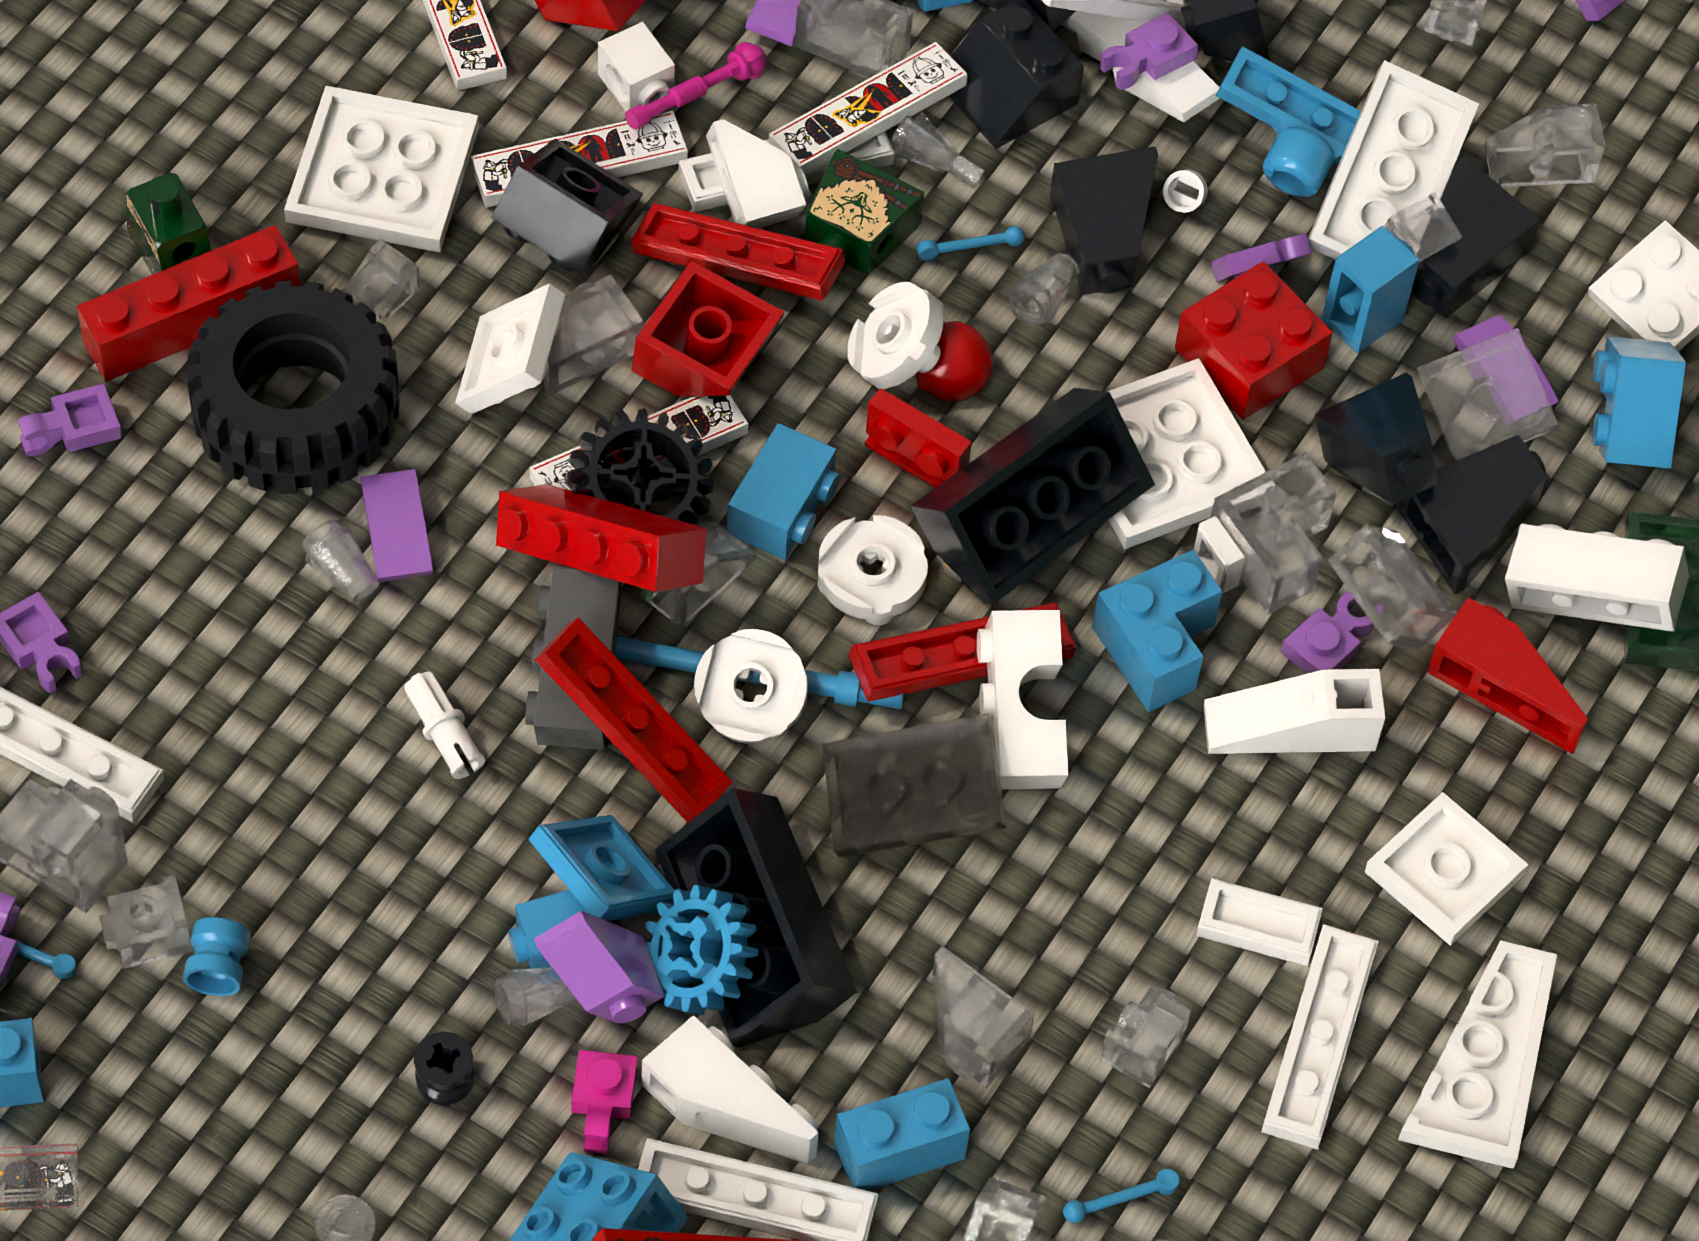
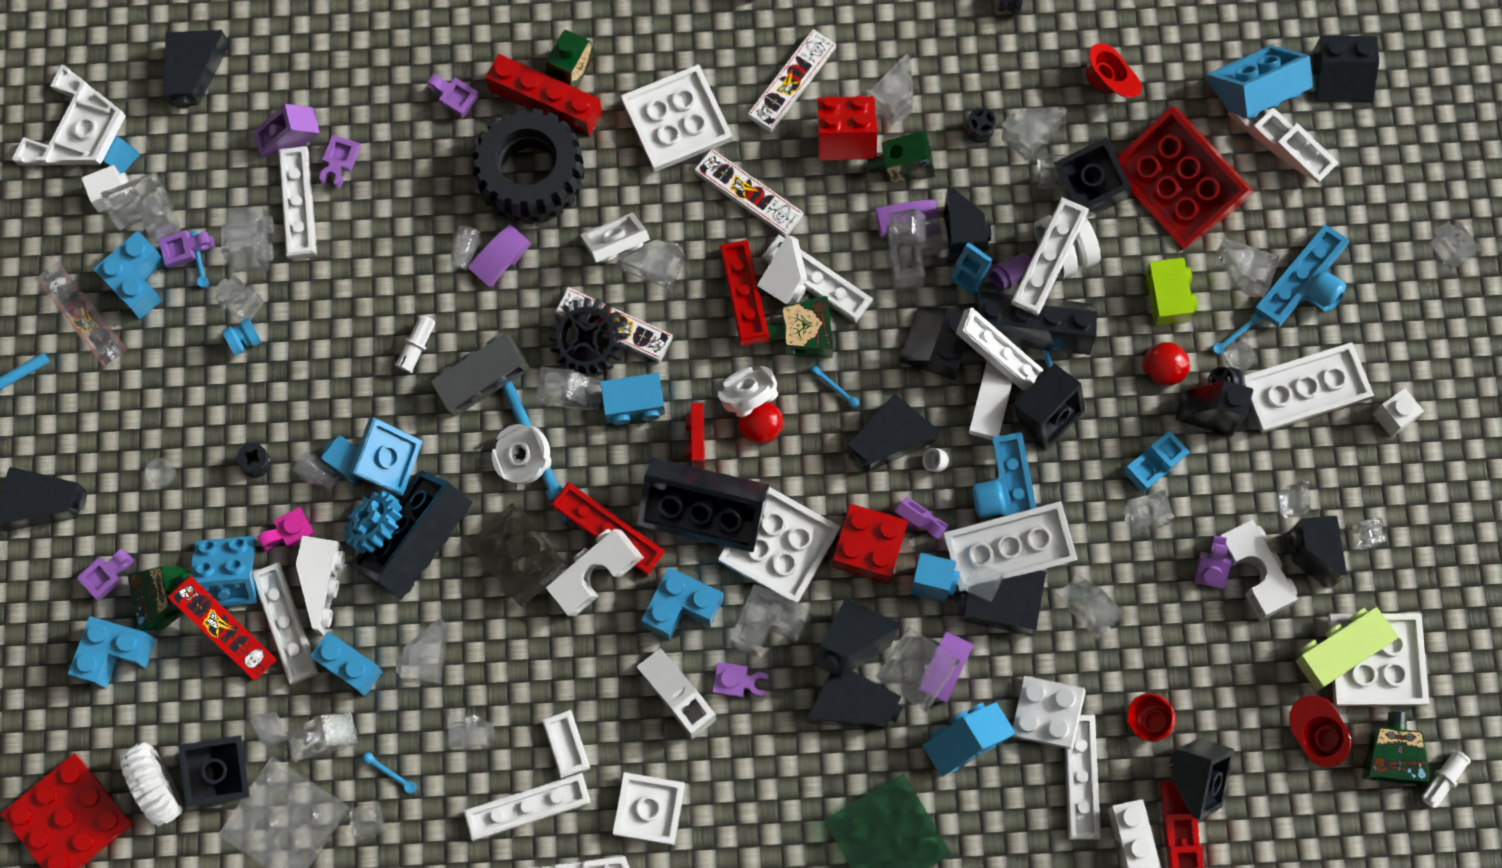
camera: 60 degrees right, 15 degrees up
(384, 280) = (619, 161): clear slope -> none
(565, 206) = (712, 205): black slope -> none
(601, 537) = (532, 342): red brick -> none
(602, 966) = (335, 490): medium lavender slope -> none
(633, 720) = (458, 419): red plate -> none
(635, 67) = (811, 182): white brick -> none
(703, 335) = (683, 310): red slope -> none
(743, 63) = (857, 224): dark pink piece -> none
(869, 108) = (866, 293): tile -> none
(872, 596) = (612, 450): white plate -> none
(925, 145) = (870, 330): clear cone -> none
(1041, 292) = (829, 434): clear cone -> none
(1152, 48) = (994, 395): medium lavender plate -> none
(1219, 554) = (739, 603): white tile -> none
(1392, 587) = (776, 692): clear brick -> none
(1502, 669) = (773, 764): red slope -> none
(1597, 576) = (850, 780): white brick -> none

